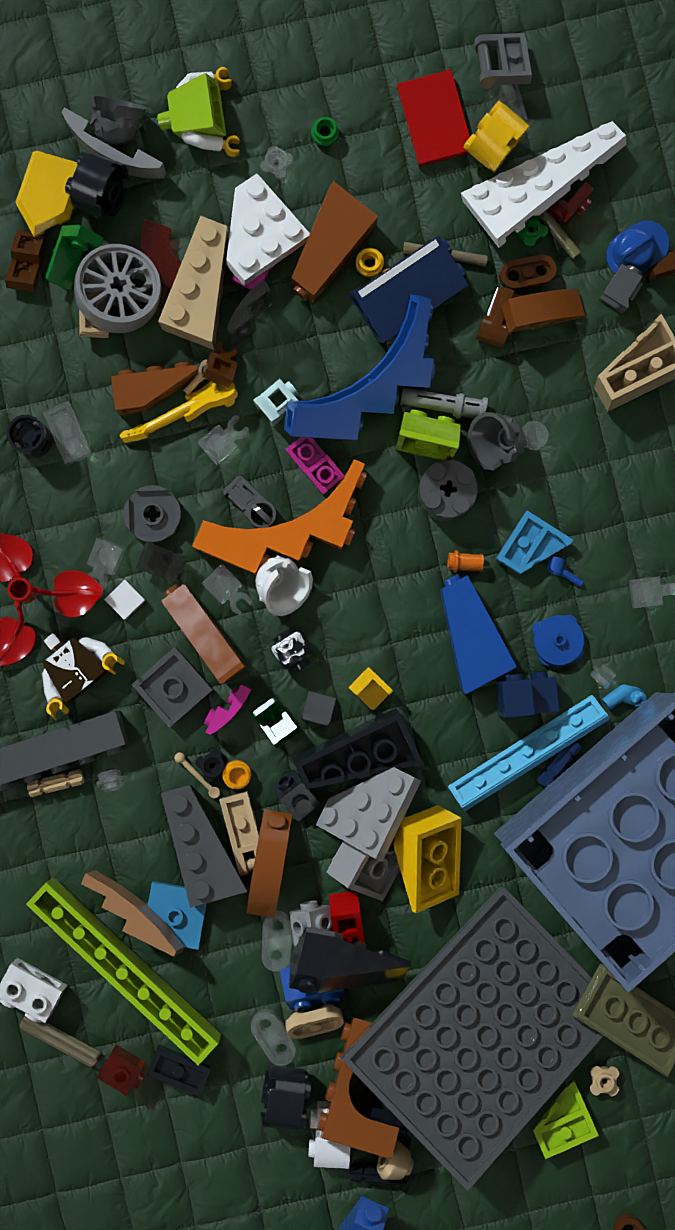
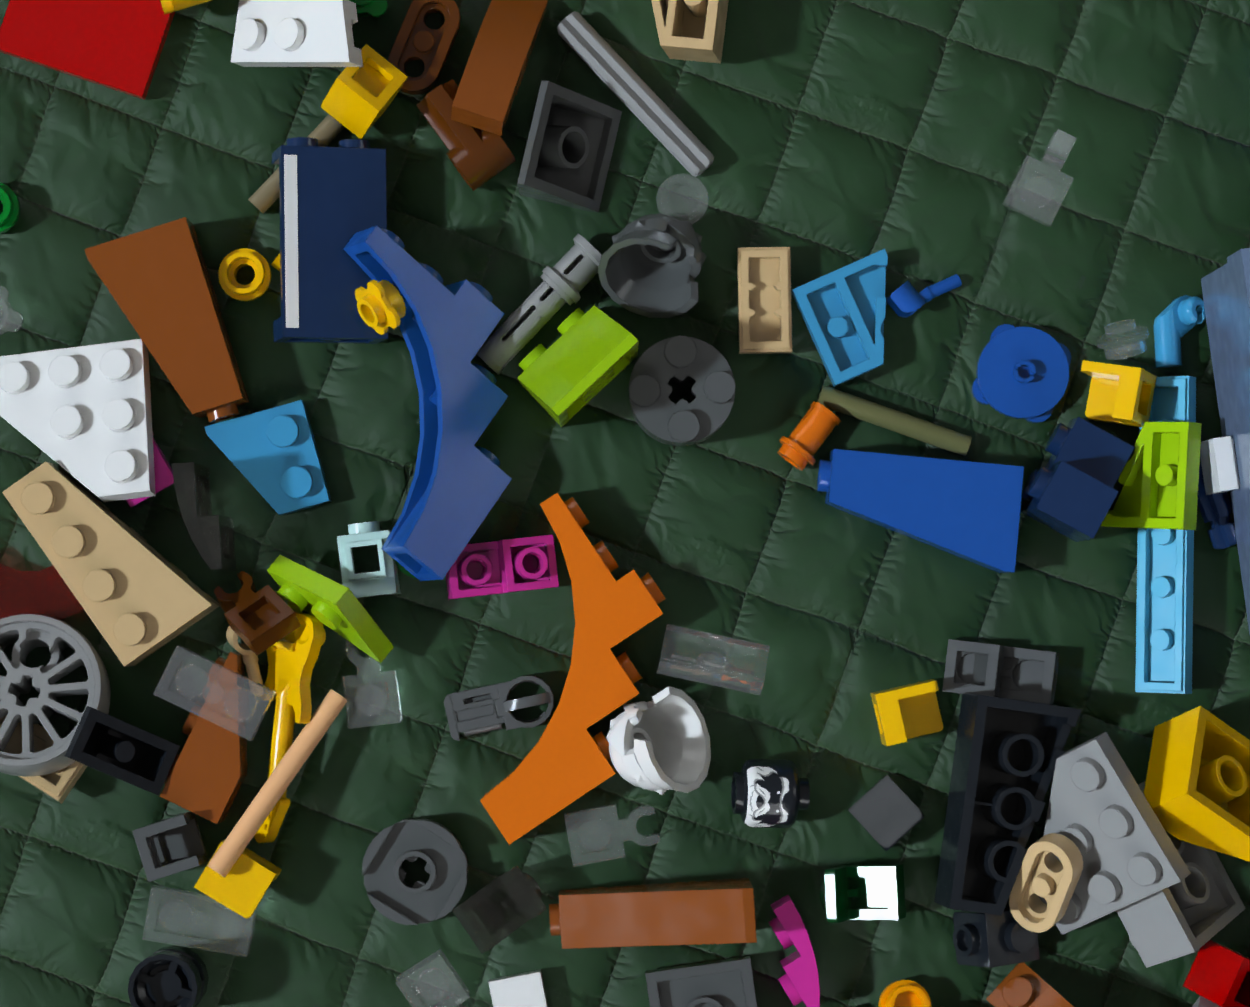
camera: 55 degrees left, 0 degrees up
(92, 396) = (170, 846): none -> dark grey window
(97, 435) = (243, 885): none -> yellow panel
(119, 344) = (122, 750): none -> black slope
(151, 425) = (277, 783): none -> light nougat bar
(173, 368) = (214, 692): none -> clear plate
(246, 396) = (330, 604): none -> lime wing
(298, 330) = (276, 455): none -> dark azure wing
(336, 585) = (713, 659): none -> clear plate
(340, 799) = (1047, 878): none -> tan plate
(396, 327) = (380, 305): none -> yellow plate
(417, 718) = (1001, 671): none -> dark grey slope
(487, 259) = (363, 92): none -> yellow panel
(498, 596) = (894, 420): none -> olive bar
(513, 501) = (764, 300): none -> tan plate
(522, 367) = (568, 148): none -> dark grey slope
(552, 732) = (1160, 479): none -> lime wing
(567, 382) = (635, 94): none -> light grey axle
(576, 755) = (1219, 465): none -> white tile
(578, 689) = (1119, 393): none -> yellow panel

